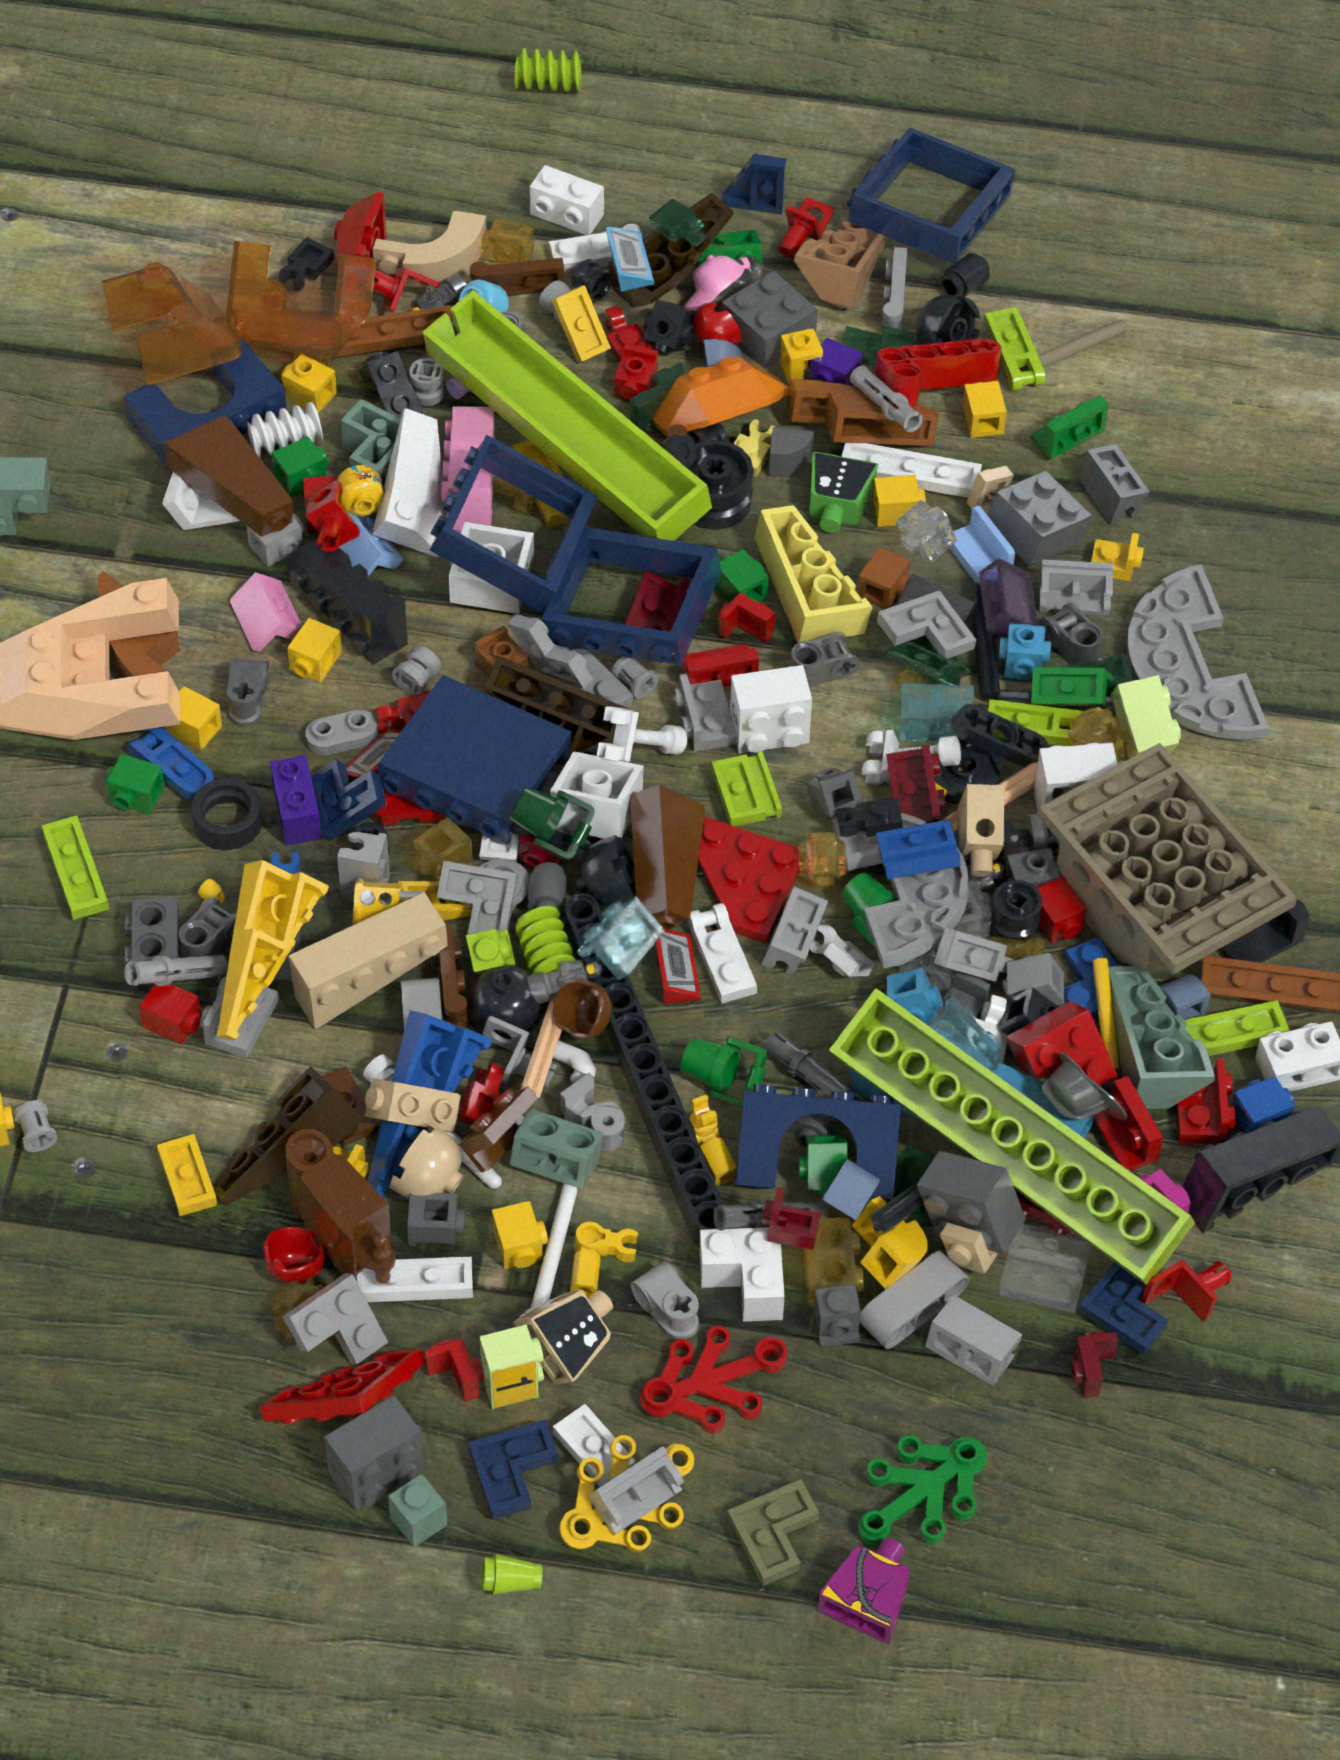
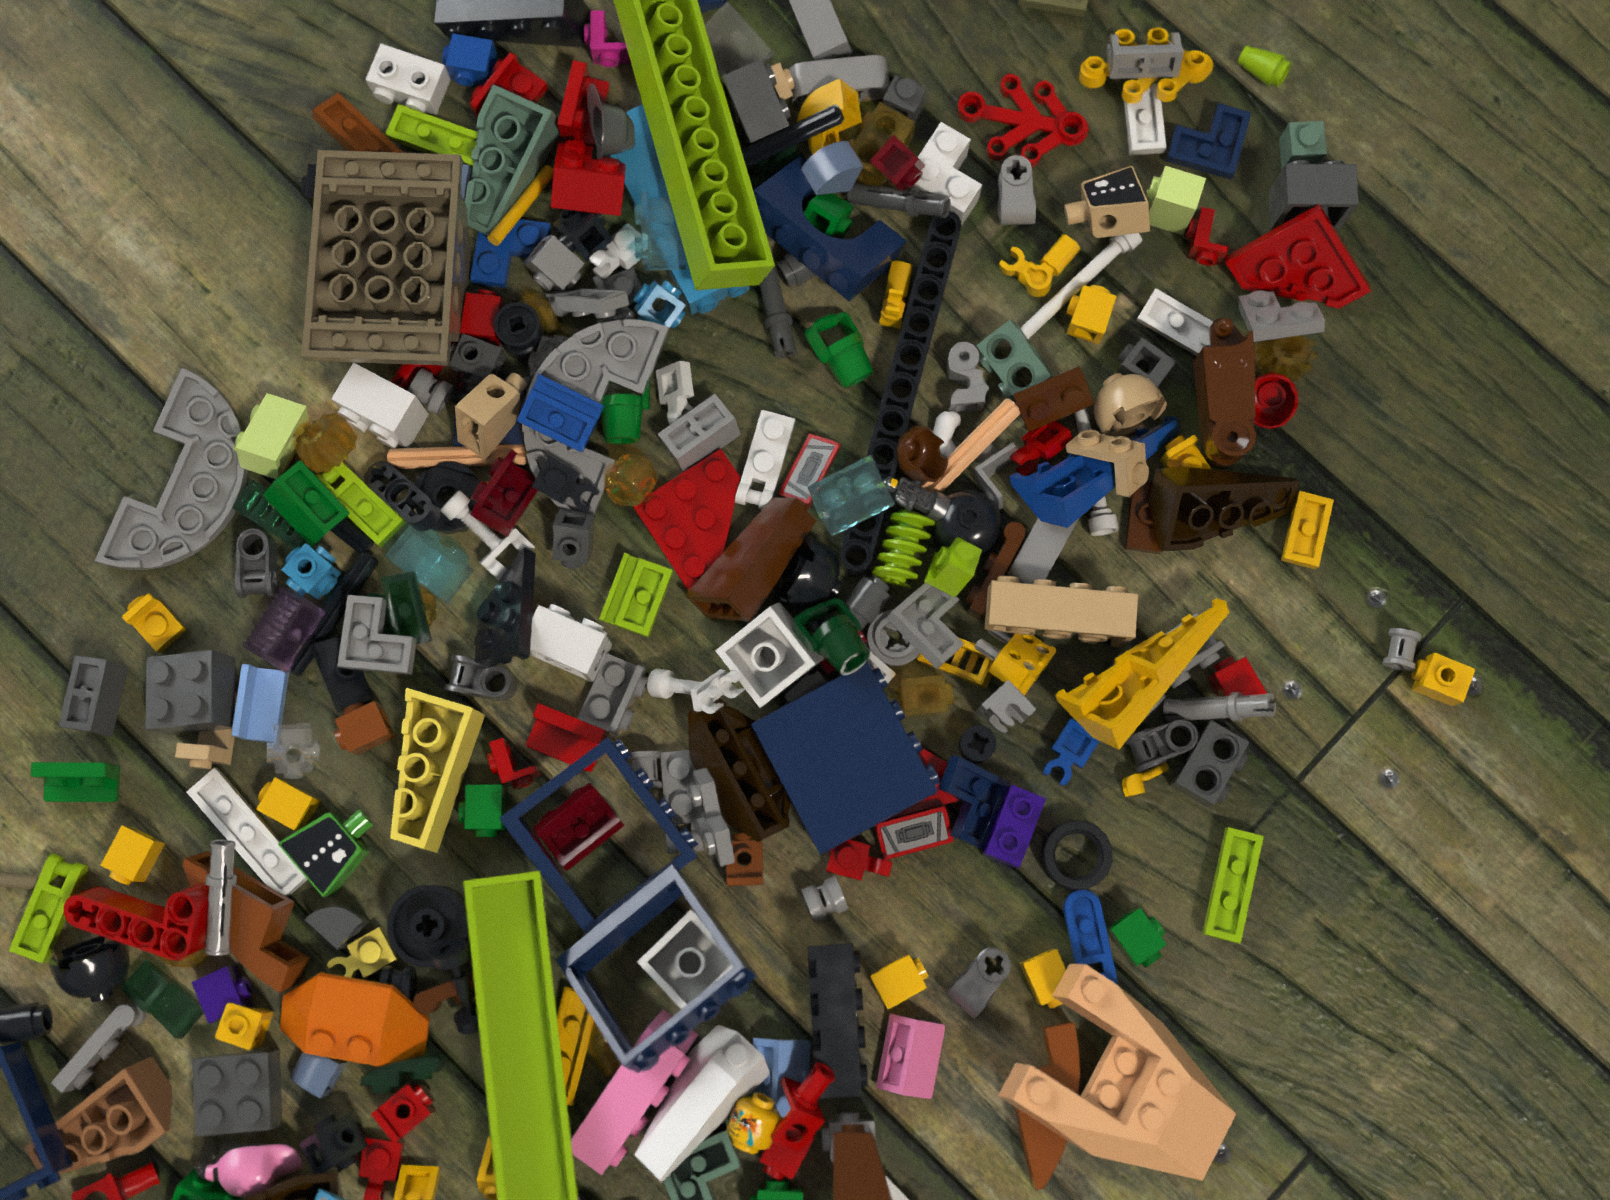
camera: 145 degrees left, 25 degrees up
(342, 732) = (925, 883): light grey plate -> none
(715, 325) = (302, 1112): red hair -> none
(835, 693) = (507, 615): none -> black wing
(1082, 583) = (215, 610): light grey hinge -> none

